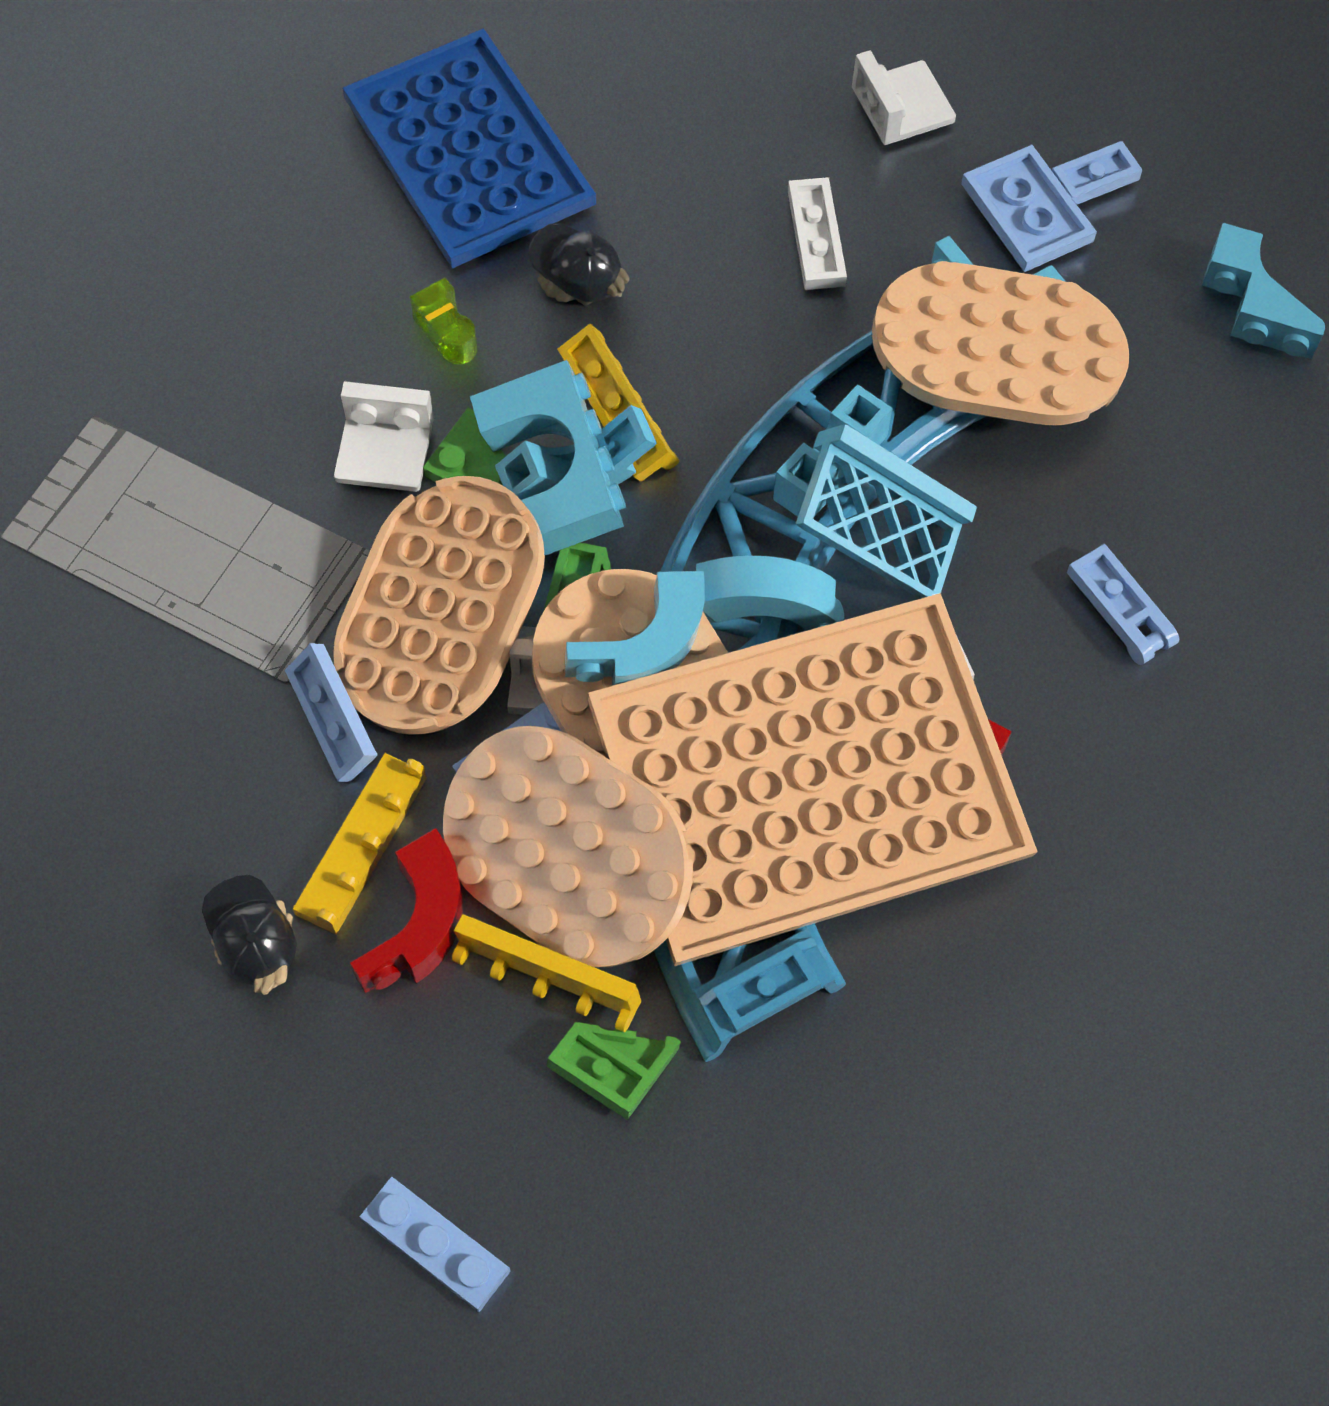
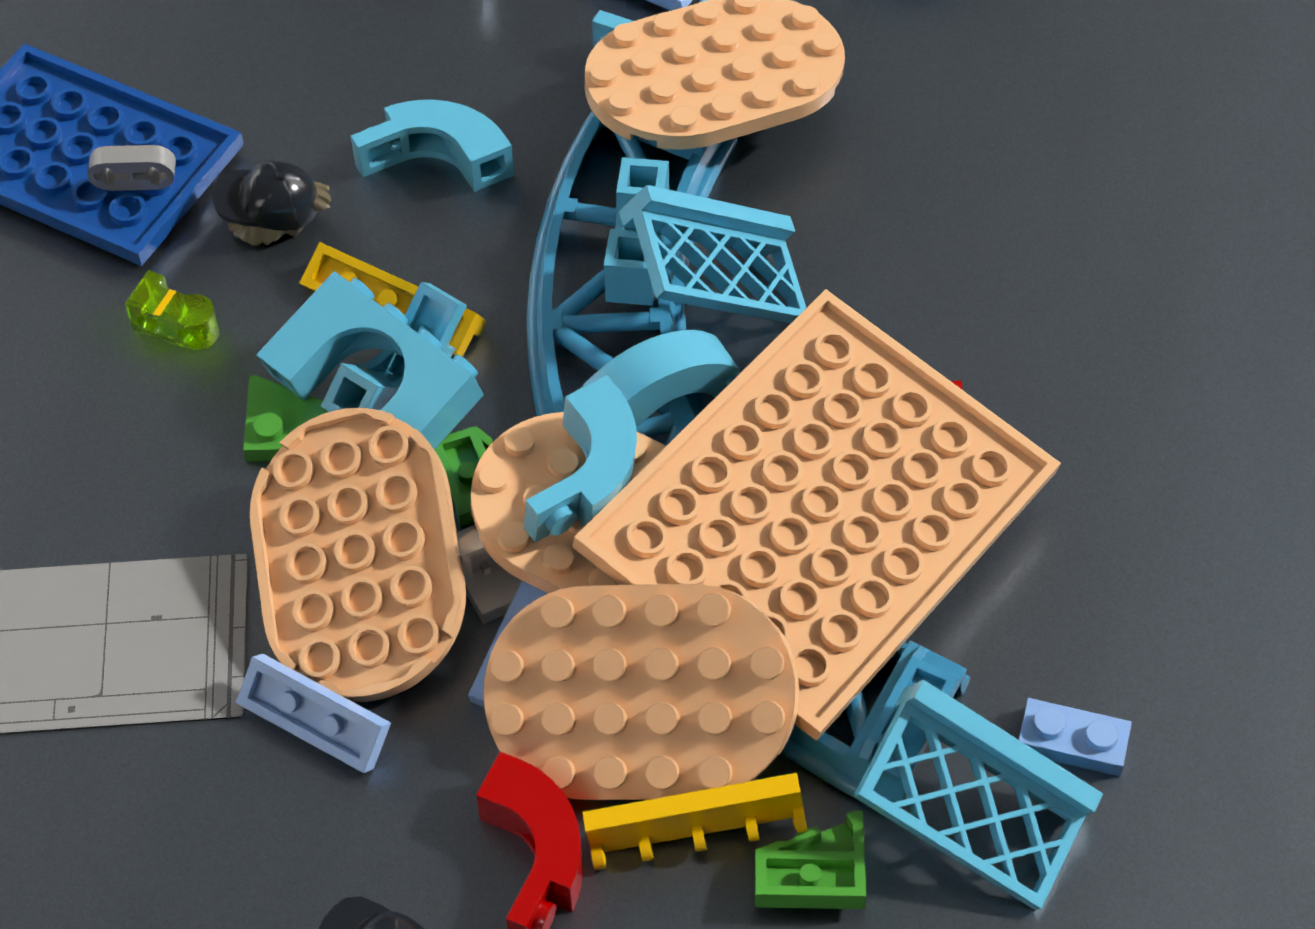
camera: 30 degrees left, 10 degrees down
(360, 843) = (426, 816): yellow hinge -> none
(384, 436) = (185, 440): white bracket -> none
(487, 182) = (131, 167): none -> light grey beam
(750, 274) = (436, 131): none -> medium azure arch
(802, 1064) = (988, 750): none -> medium azure fence
(817, 234) = (473, 69): white plate -> none
(892, 1083) = (1076, 736): none -> light blue plate
(1123, 604) = (971, 234): light blue plate -> none

